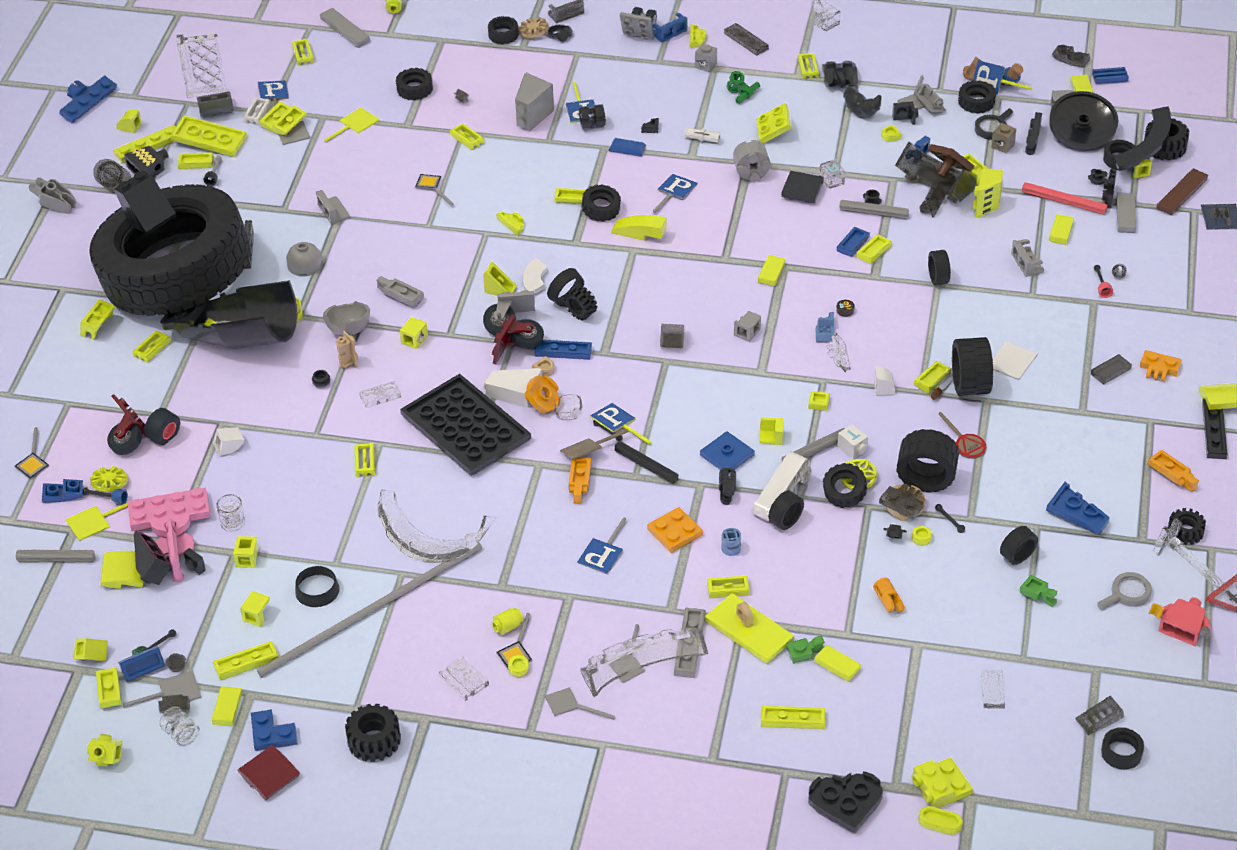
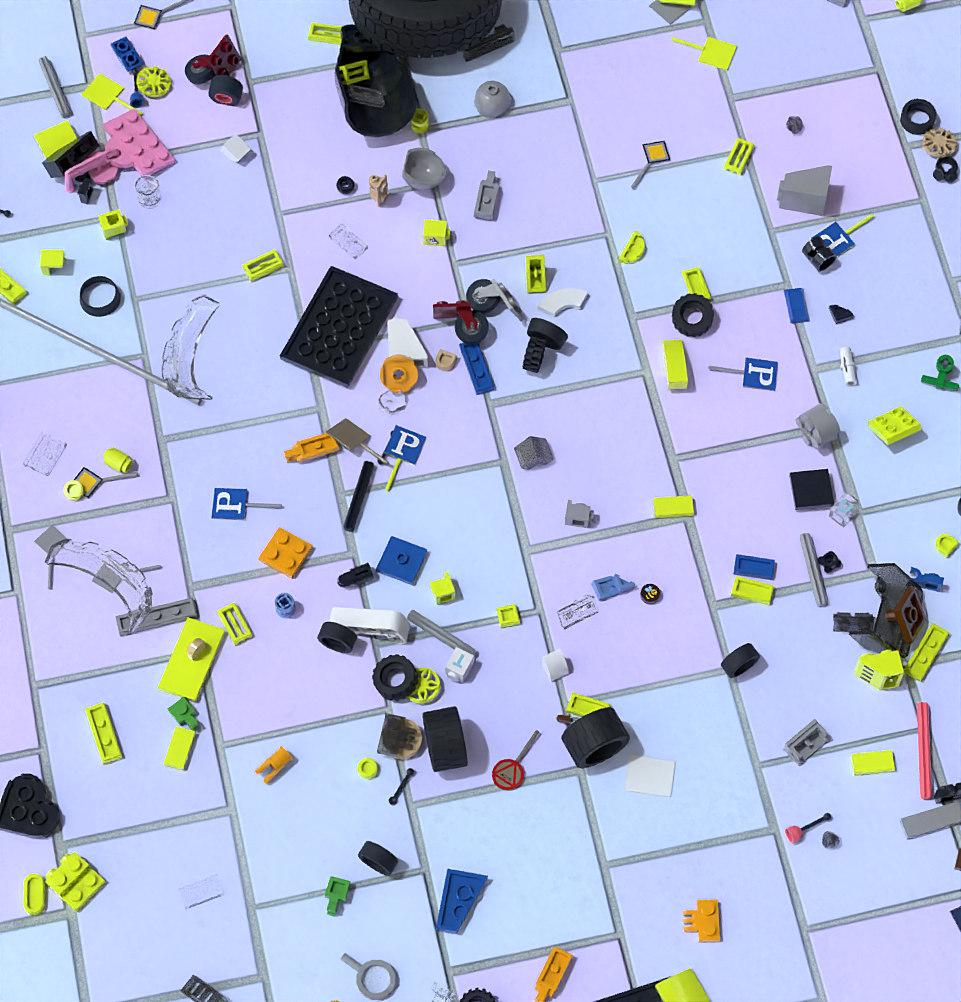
camera: 65 degrees right, 20 degrees up
(331, 208) = (575, 88): light grey panel -> none
(414, 92) = (791, 88): black tyre -> none
(894, 531) = (357, 742): black plate -> none
(1111, 369) = (676, 874): clear smoke tile -> none

